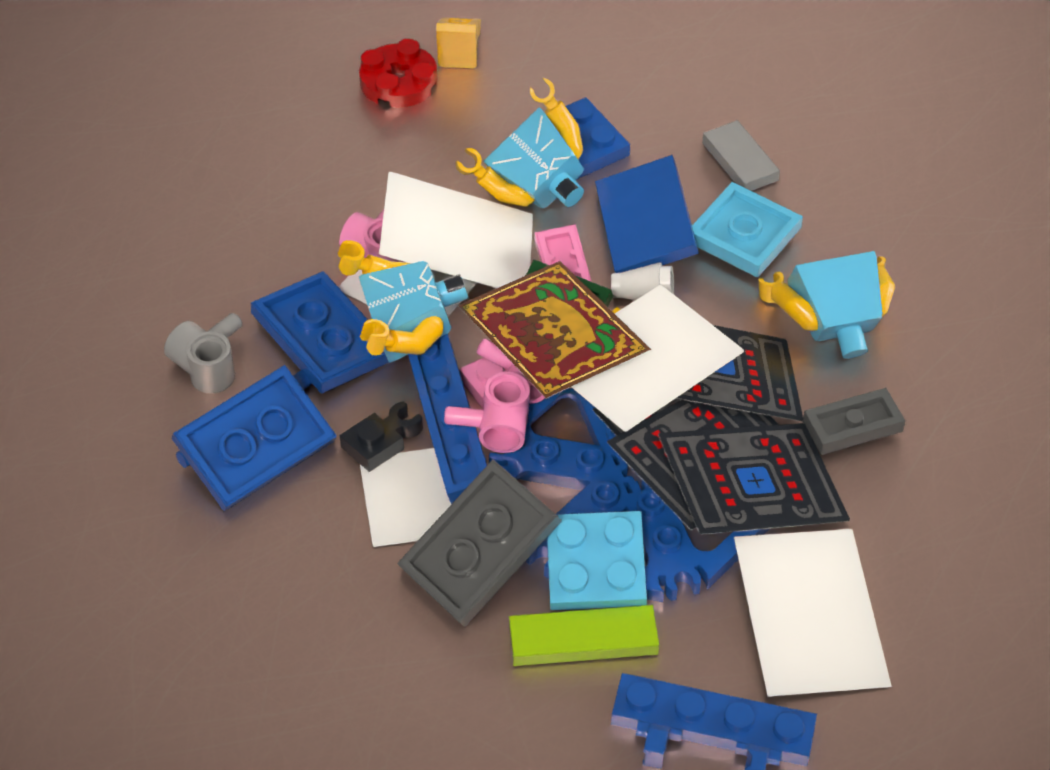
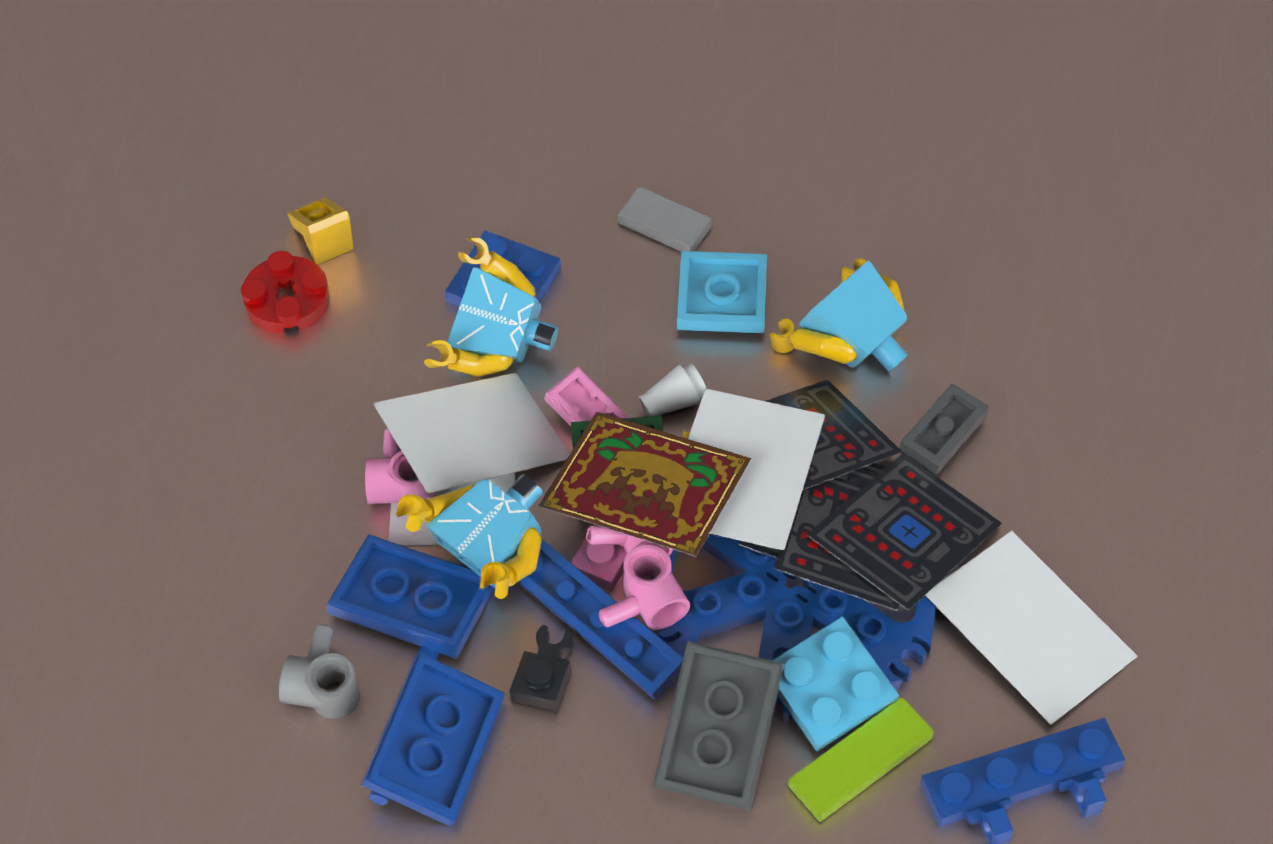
camera: 30 degrees left, 5 degrees up
(404, 497) = (610, 717): white sticker -> none
(646, 216) = (629, 324): blue tile -> none

